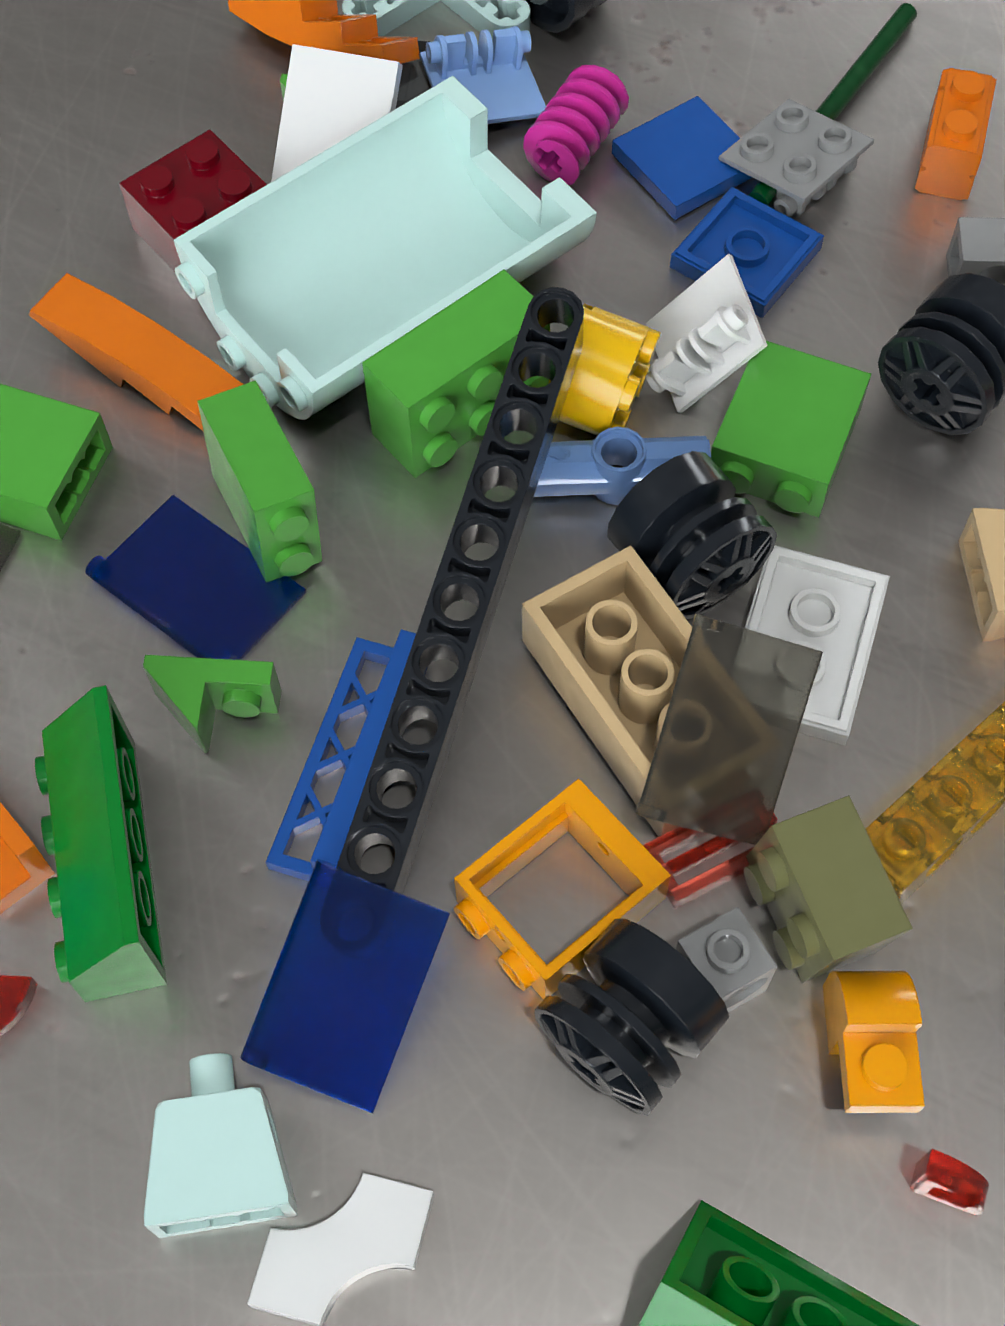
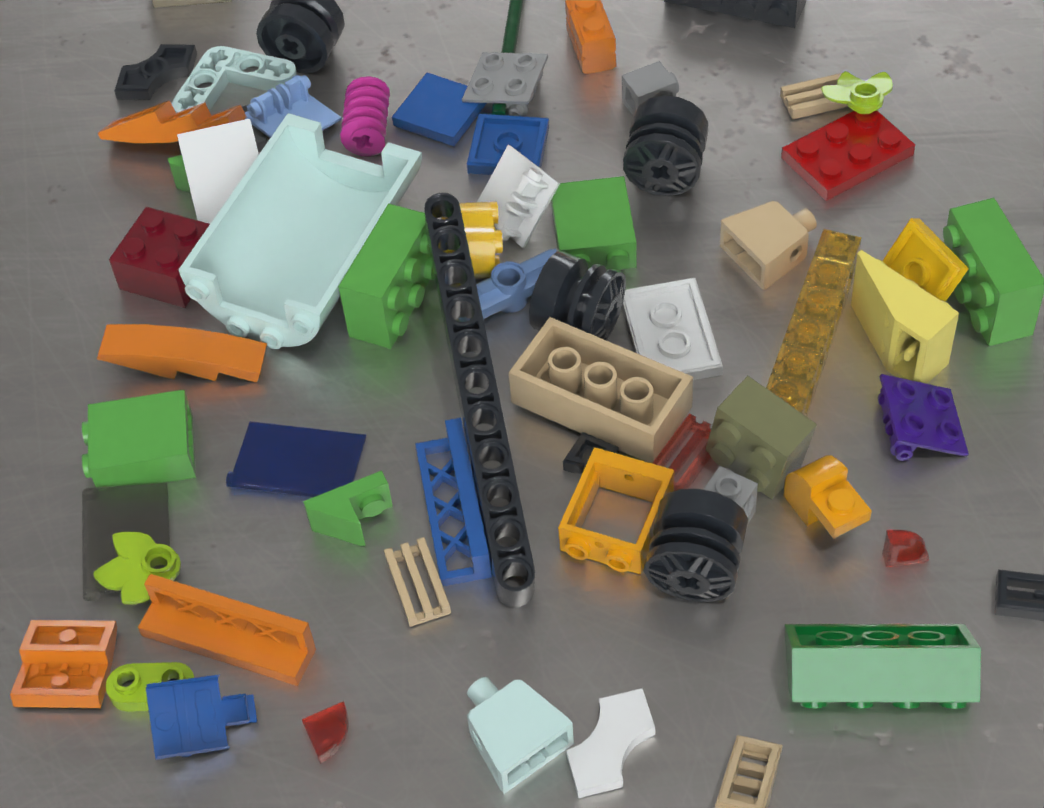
camera: 25 degrees left, 10 degrees down
(99, 852) = (344, 612): green slope -> none
(246, 796) = (408, 553): none -> tan tile
(261, 481) = (311, 381): bright green brick -> none
(344, 986) = (530, 611): clear blue piece -> none
(588, 765) = (581, 451): none -> black tile
(729, 731) = (664, 379): clear smoke piece -> none

